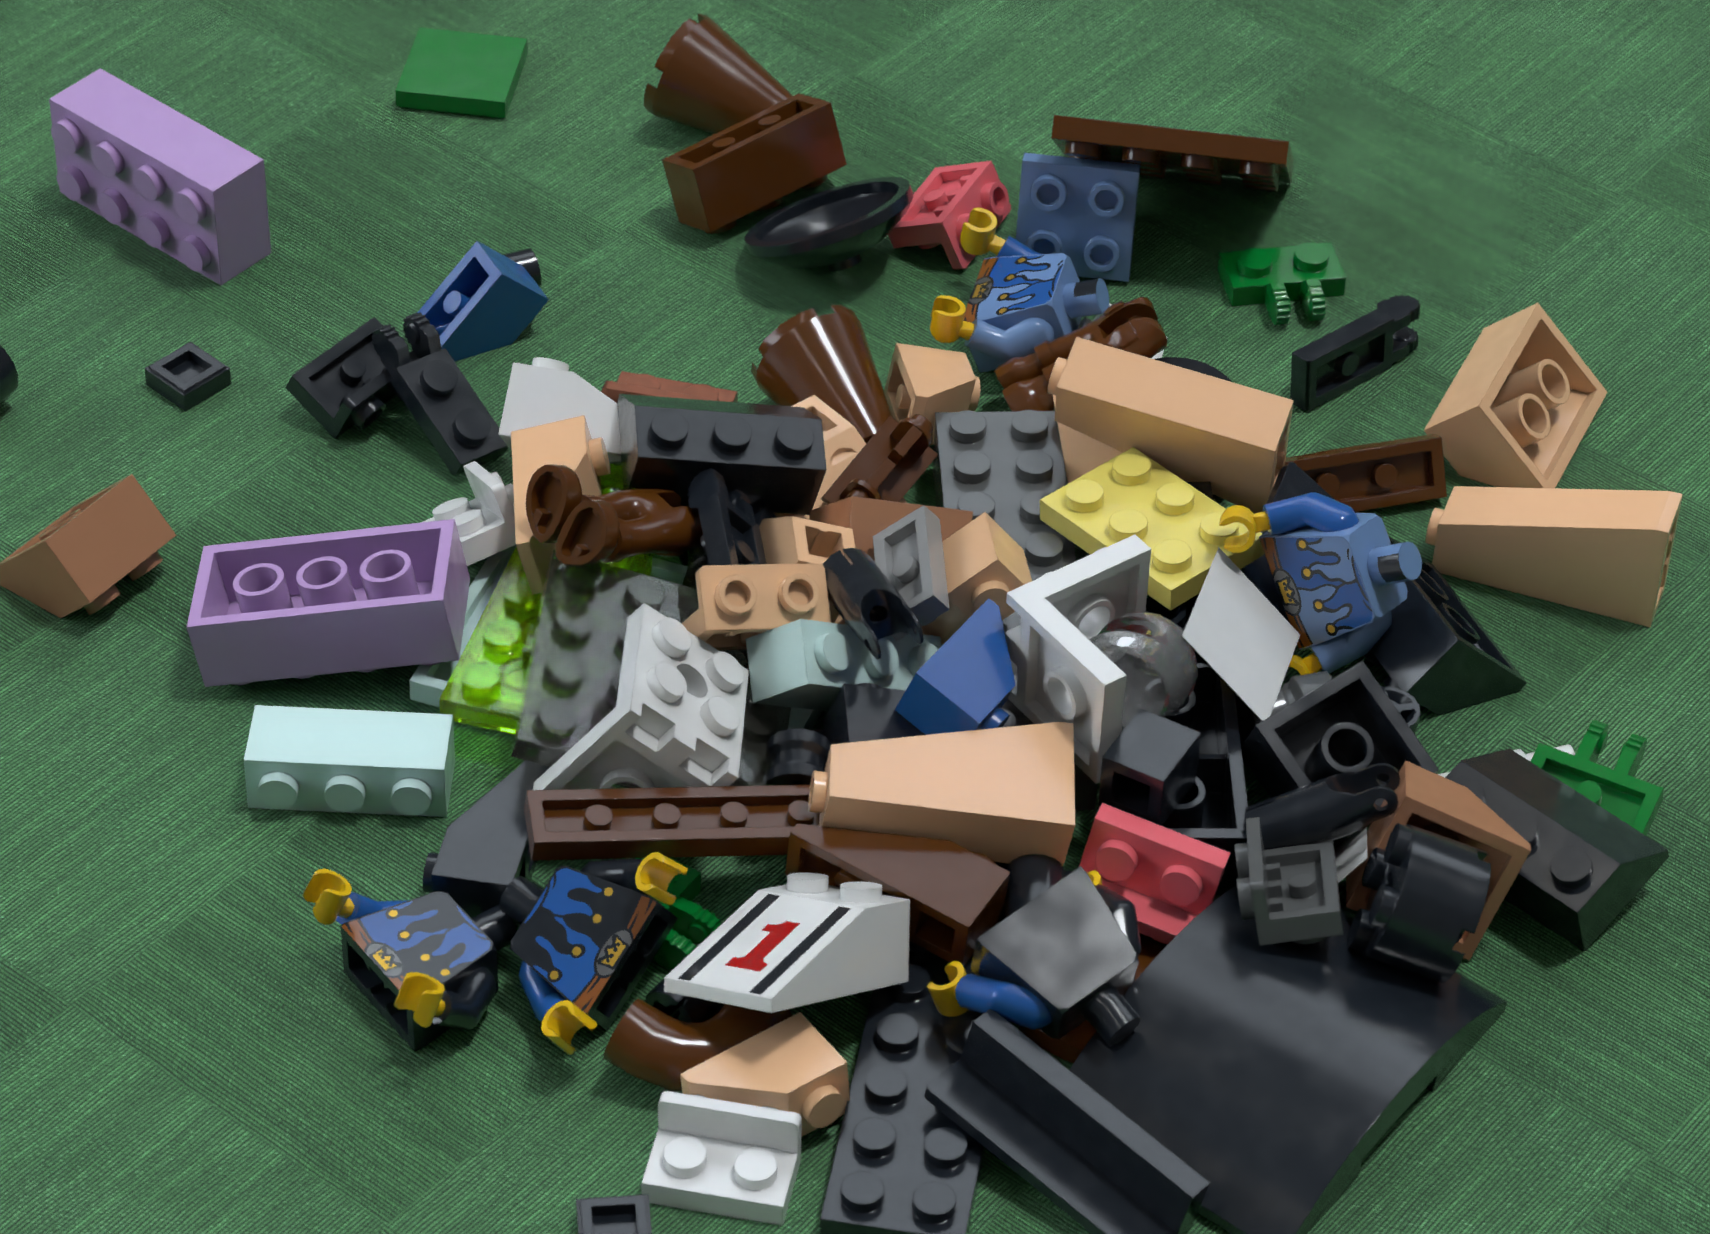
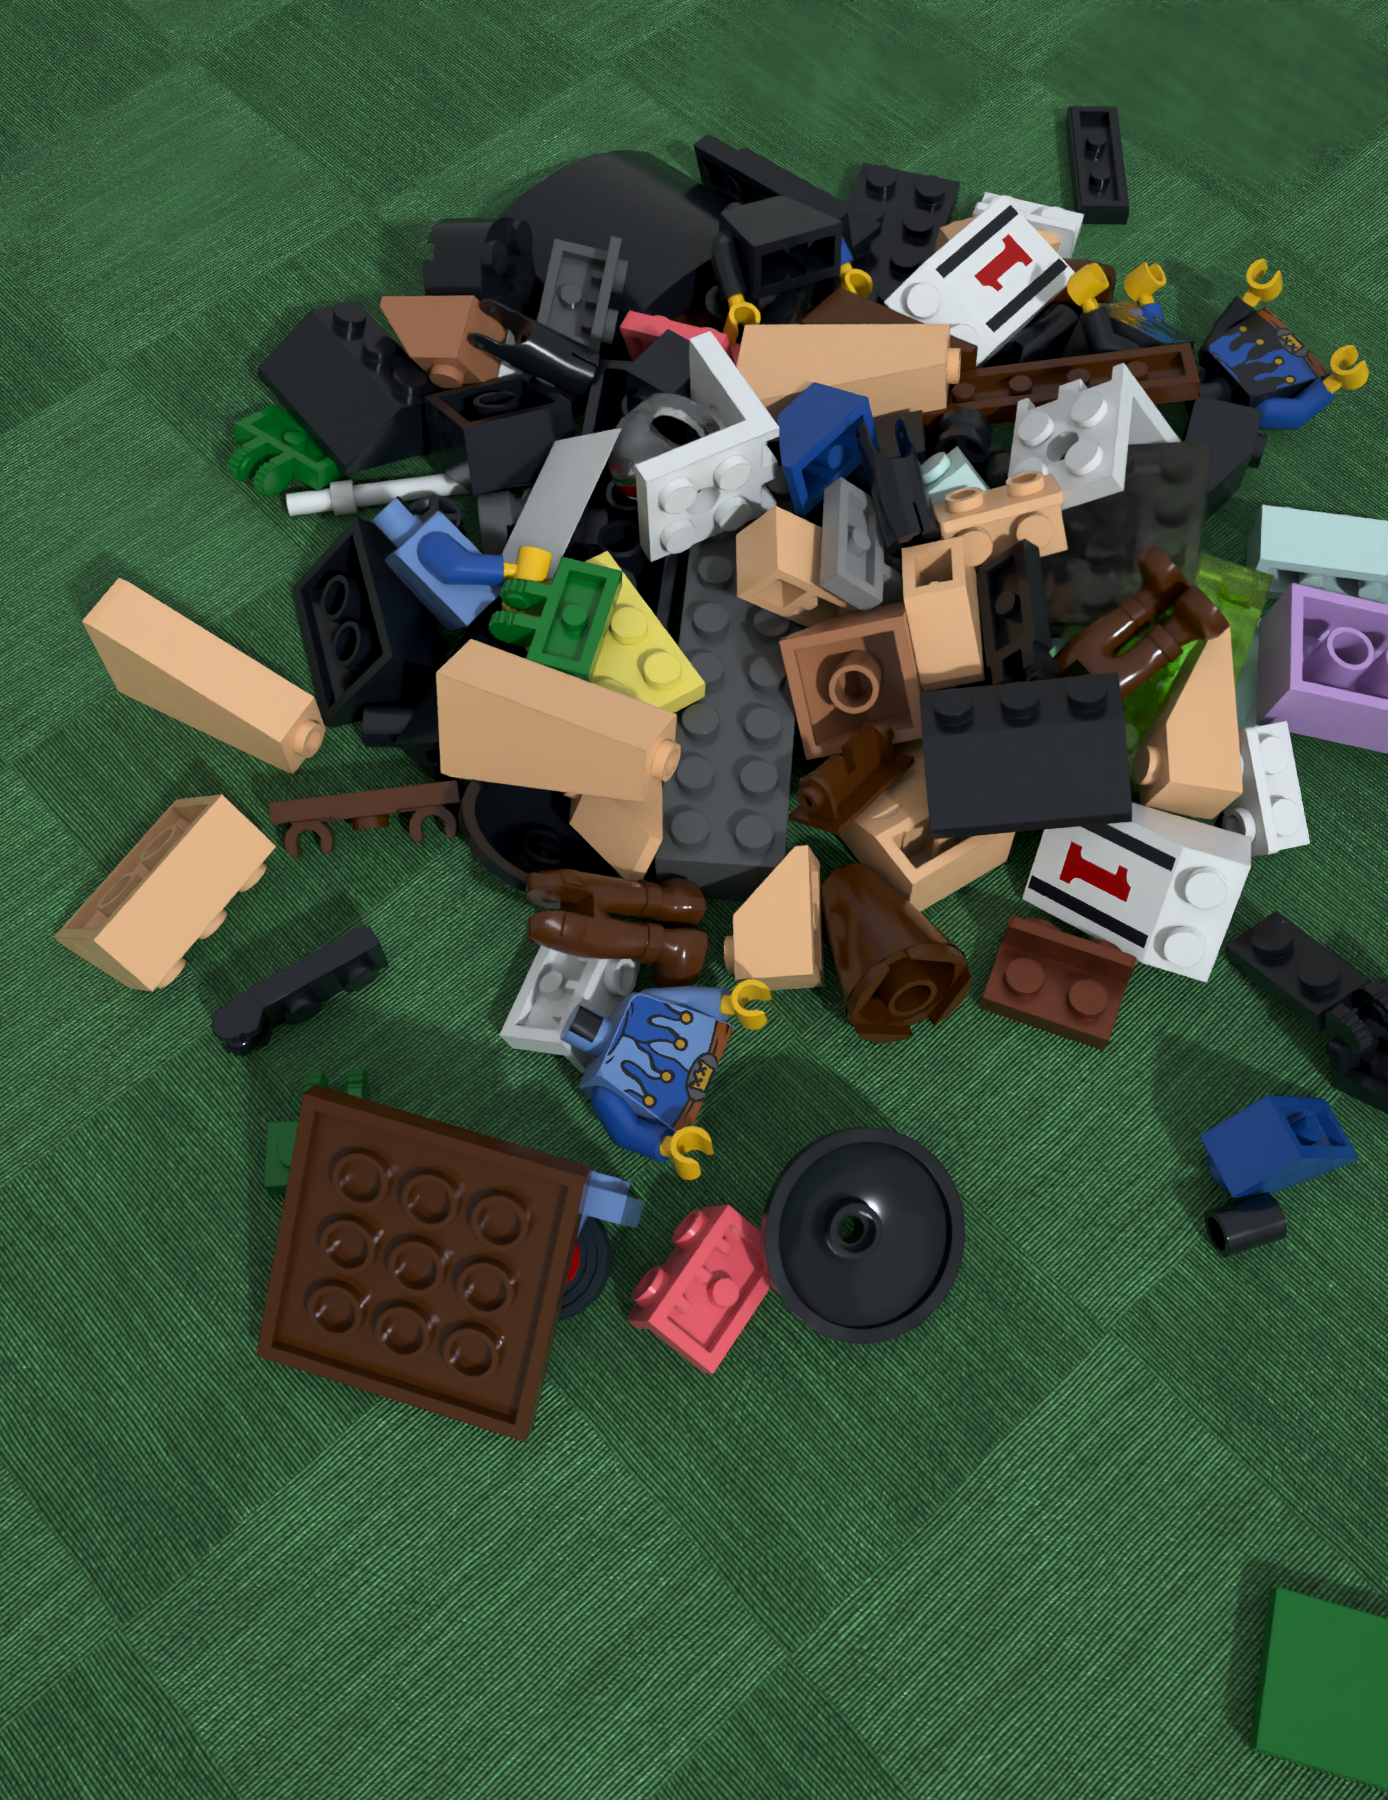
camera: 170 degrees left, 20 degrees up
(709, 80) = (982, 1538): reddish brown cone -> none
(754, 163) = (948, 1368): reddish brown brick -> none
(1191, 483) = (572, 617): none -> green hinge

